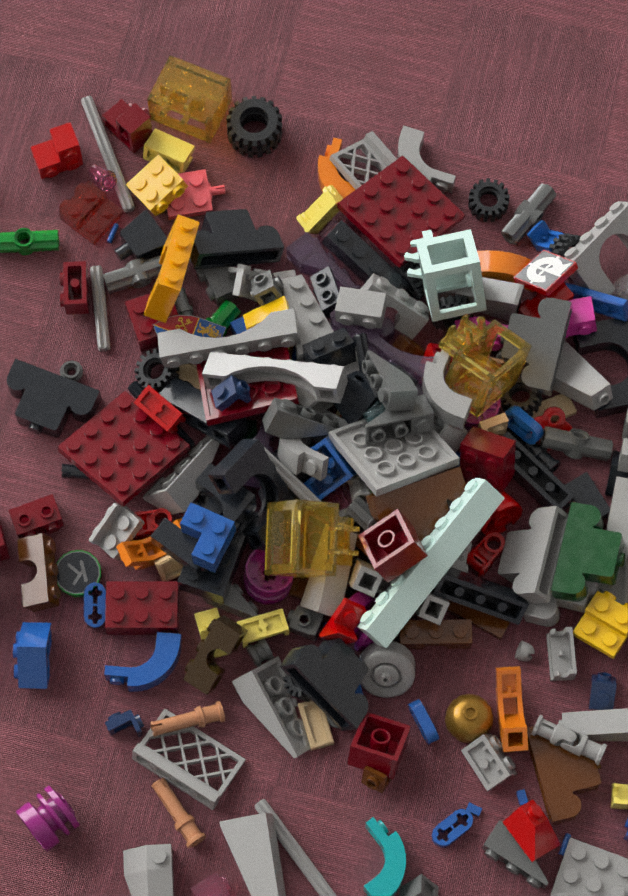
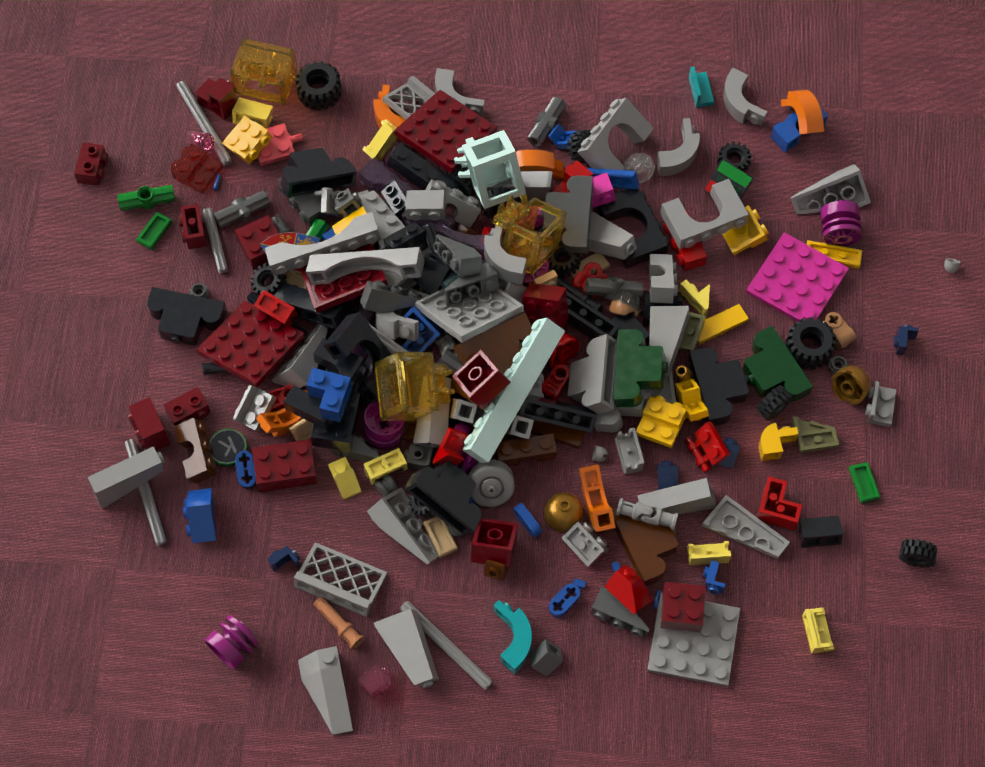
camera: 10 degrees left, 5 degrees down
(28, 285) = (154, 231): none -> green tile
(59, 153) = (163, 127): red brick -> none
(141, 239) = (241, 182): black torso -> none
(154, 670) = (299, 515): blue arch -> none
(174, 265) = (269, 195): light orange arch -> none
(199, 717) = (344, 544): nougat pin -> none
(203, 671) = (341, 506): dark brown arch -> none
(230, 391) = (330, 282): dark blue bracket -> none
(488, 188) = (513, 125): black tyre -> none
(524, 425) = (570, 279): blue beam -> none
(546, 272) = (568, 159): tile -> none
(587, 466) = (626, 302): none -> piece
(593, 862) = (682, 607): none -> dark red brick

